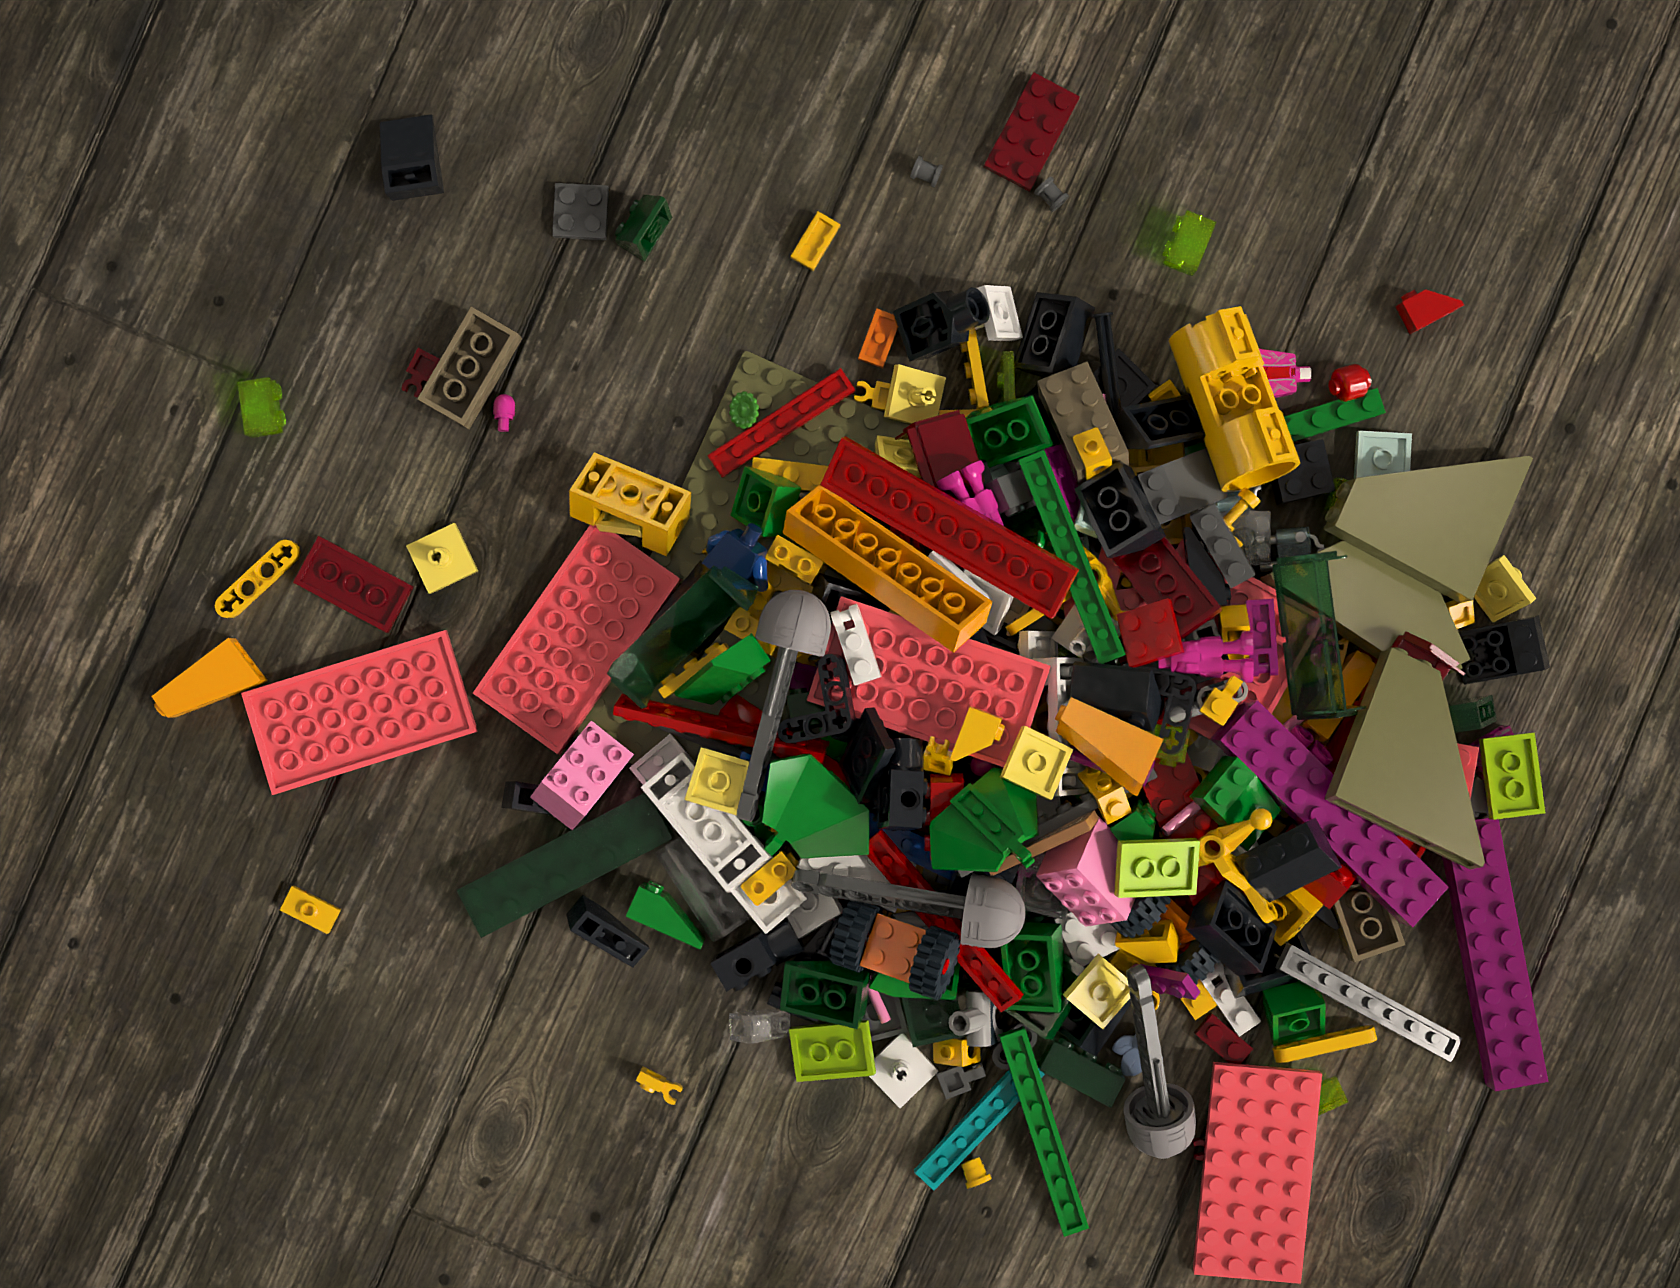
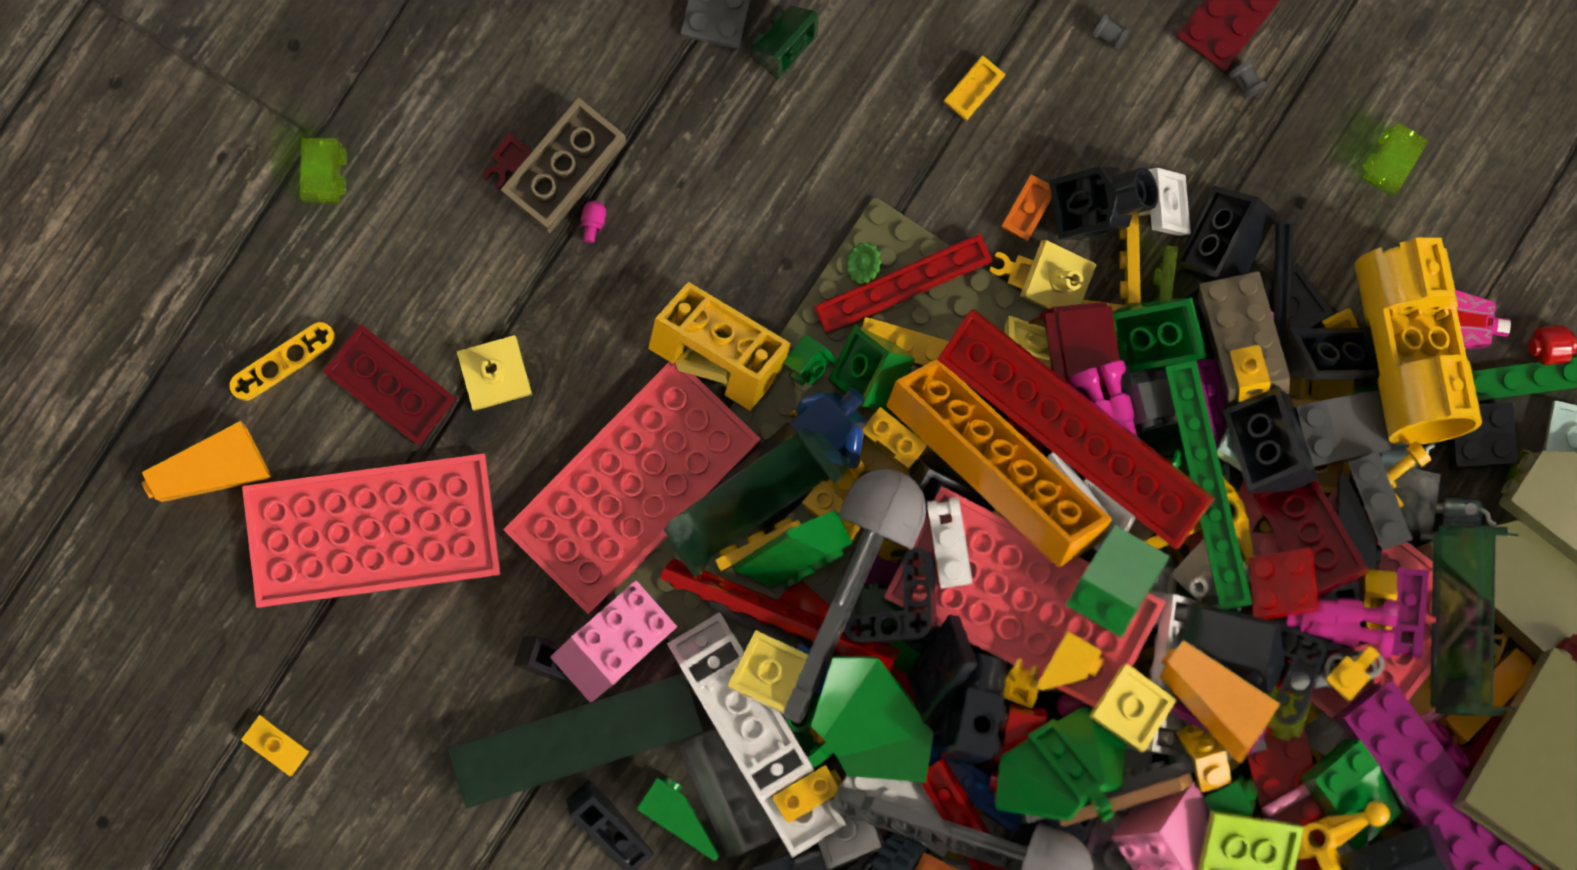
camera: 10 degrees right, 5 degrees down
(709, 504) = (808, 361): none -> green brick
(1006, 655) = (1117, 581): none -> green slope

